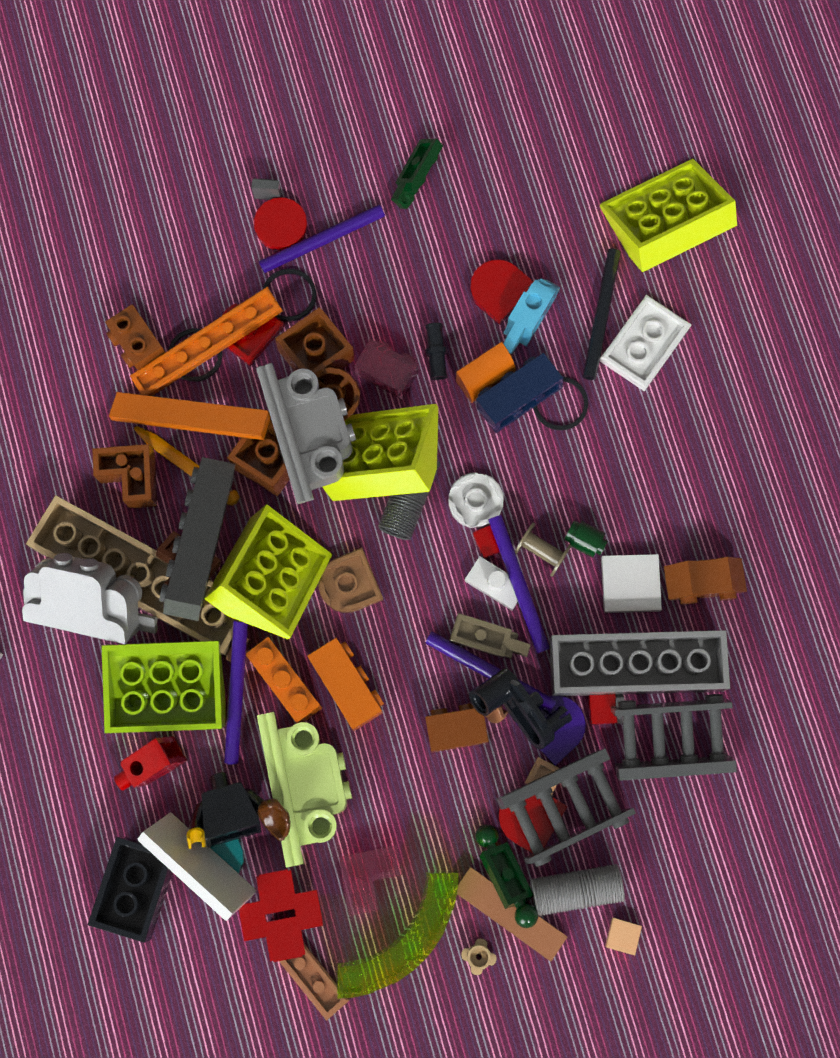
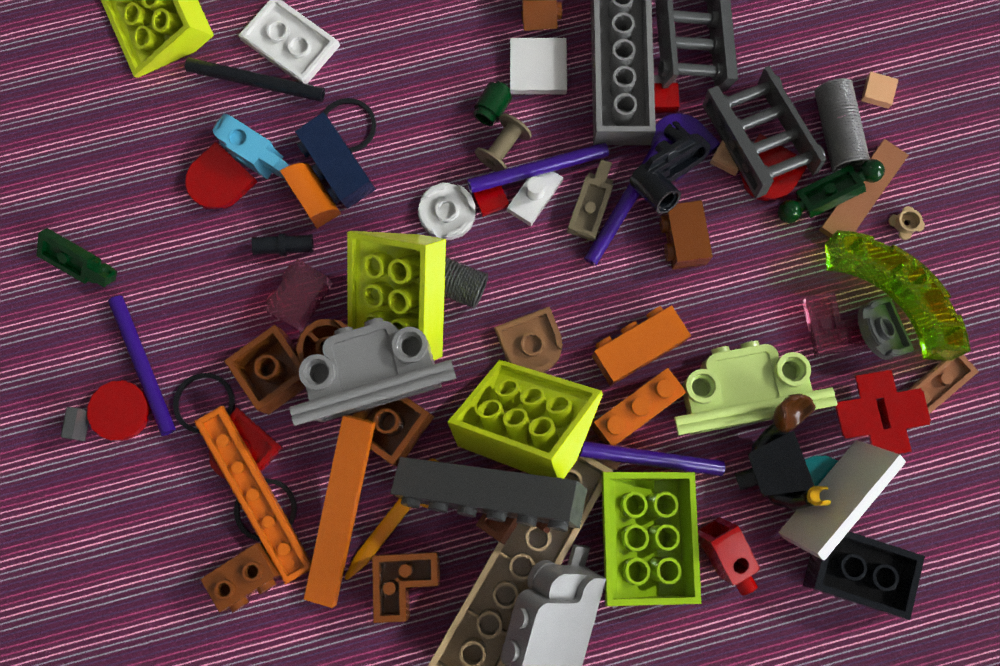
camera: 90 degrees left, 0 degrees up
(364, 922) = (883, 329): none -> dark grey tile

